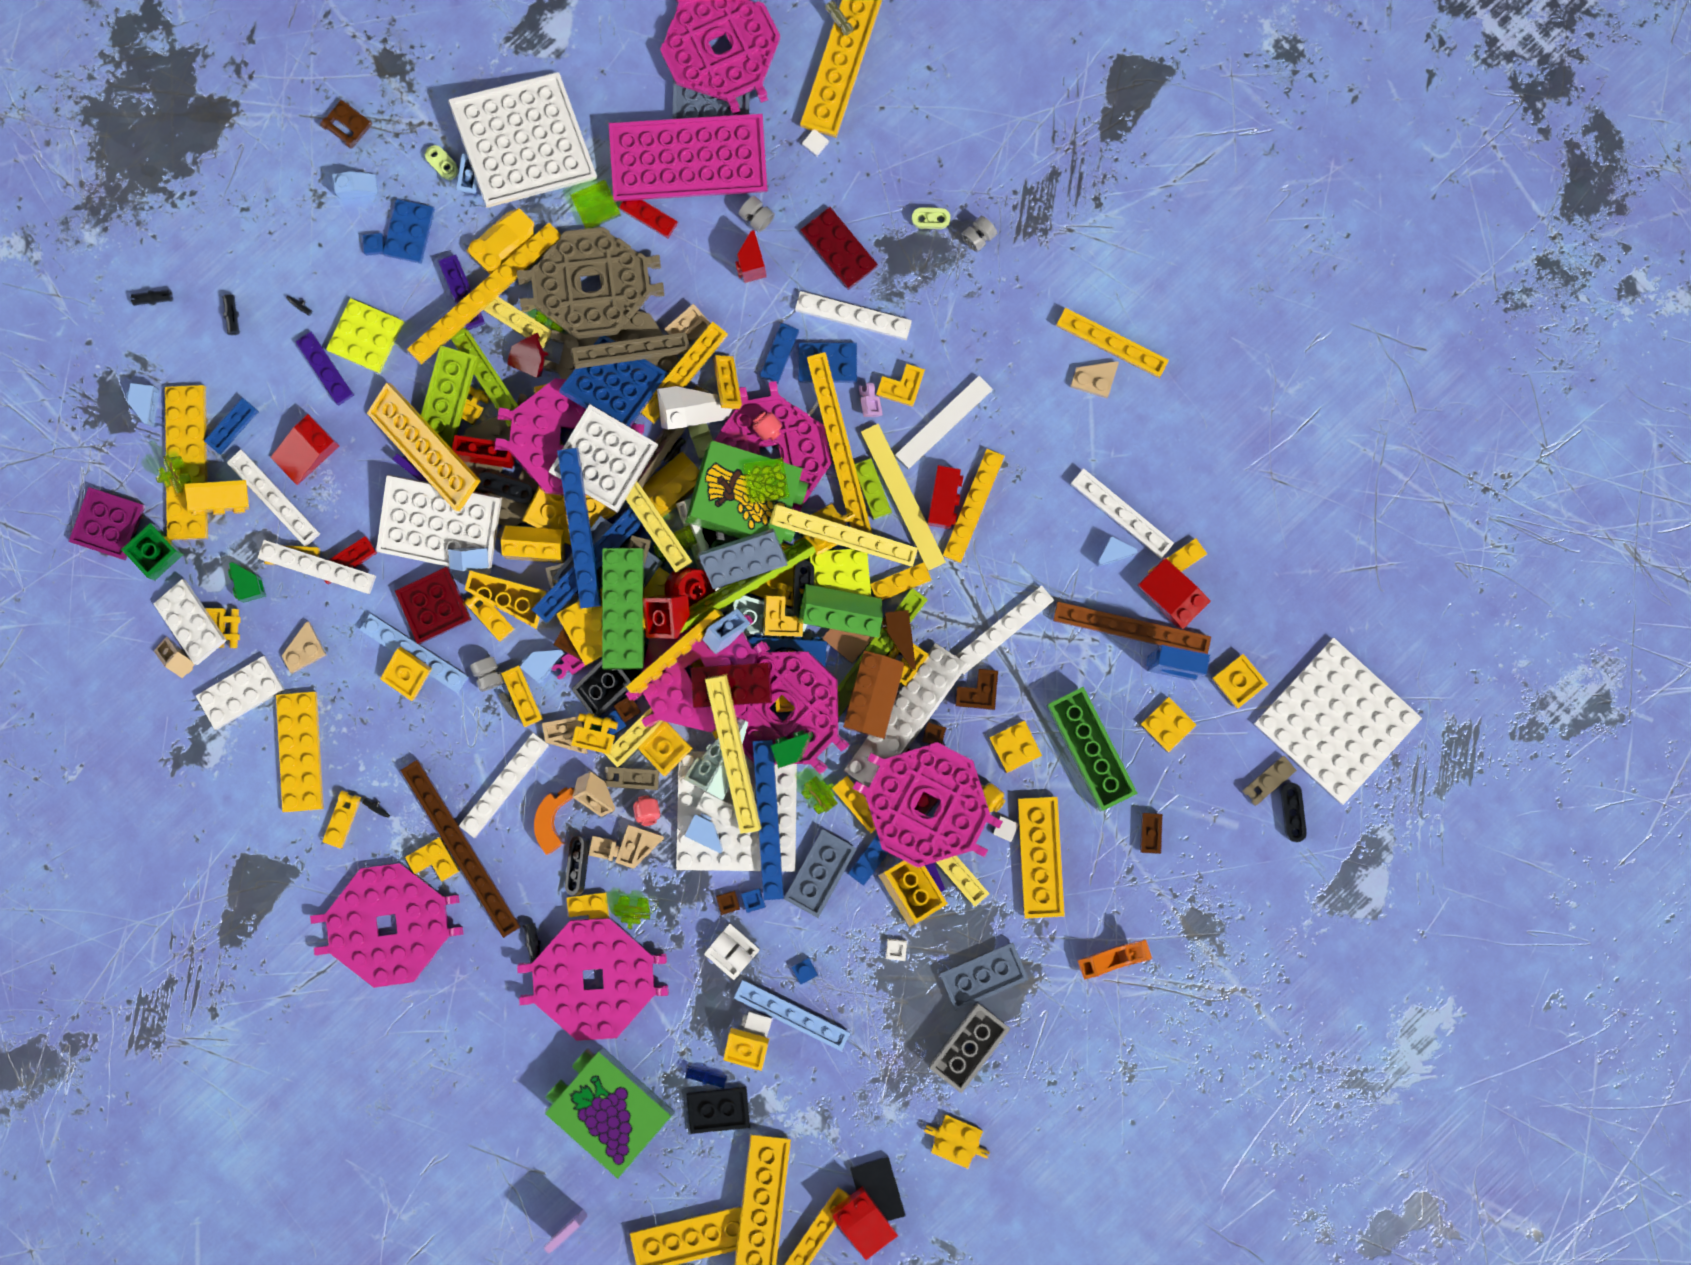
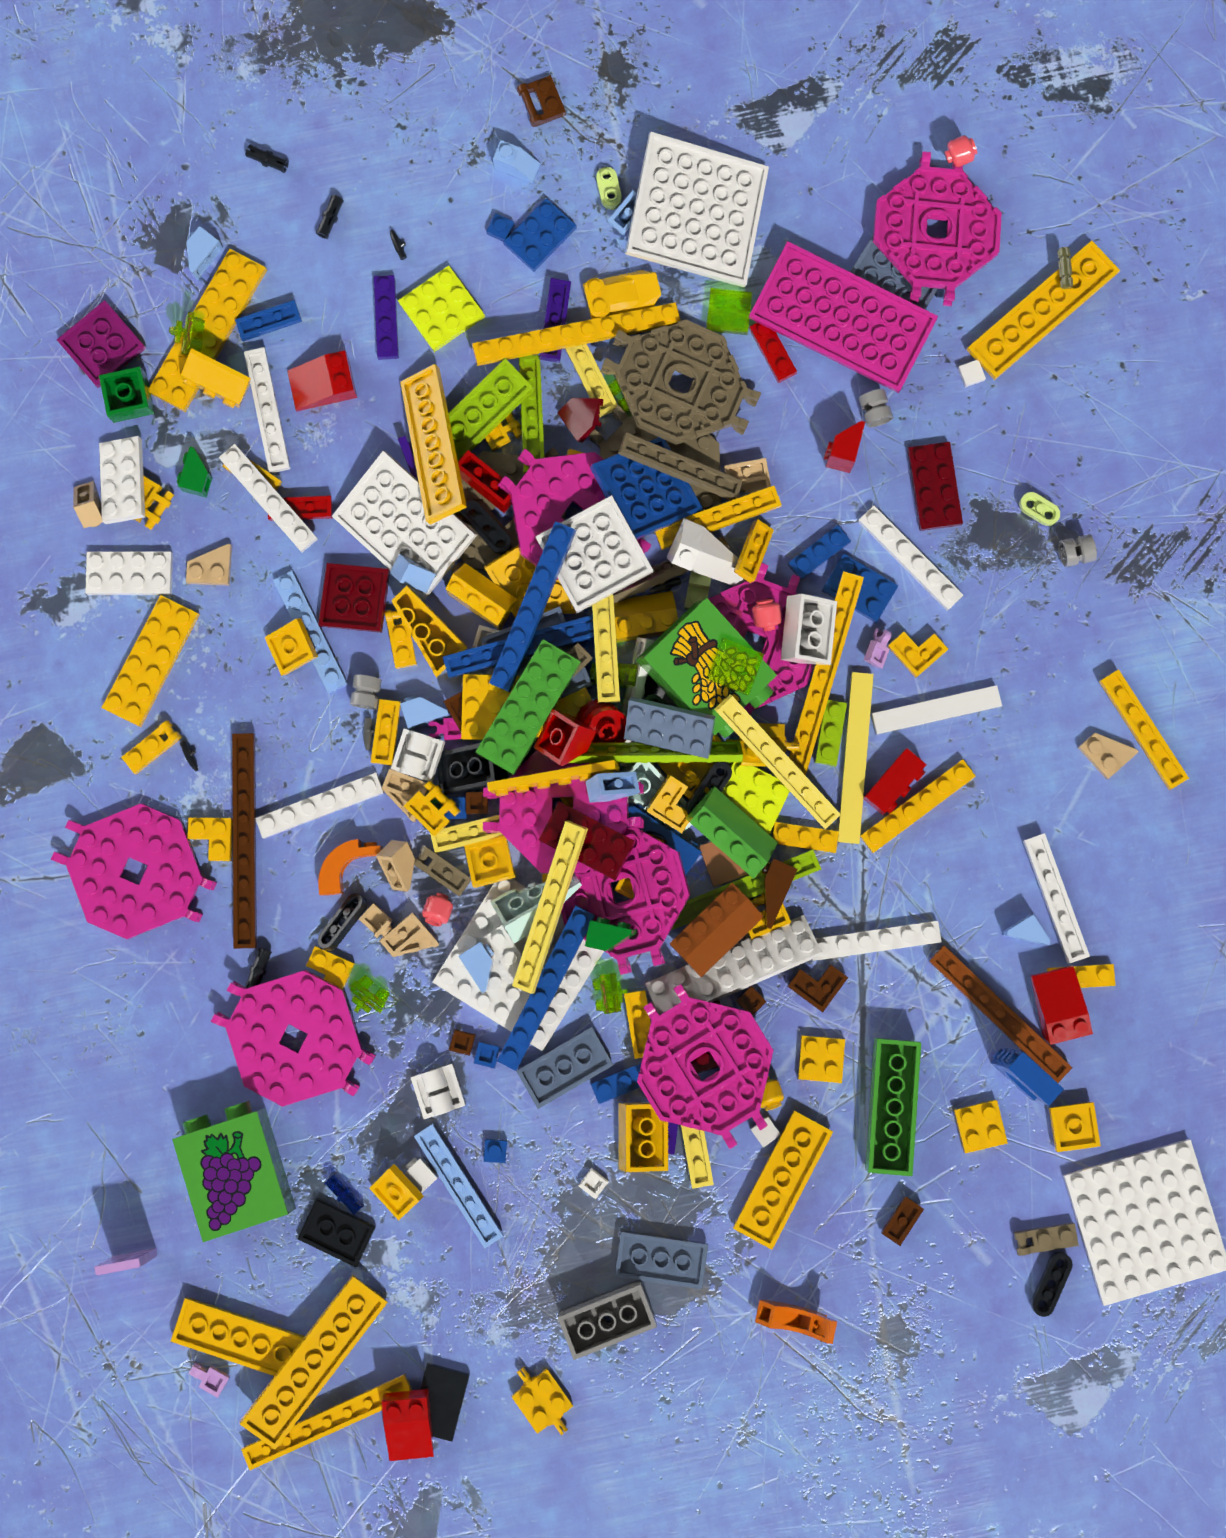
camera: 30 degrees right, 0 degrees up
(558, 699) = (418, 755): none -> white plate
(807, 418) = (808, 630): none -> white slope

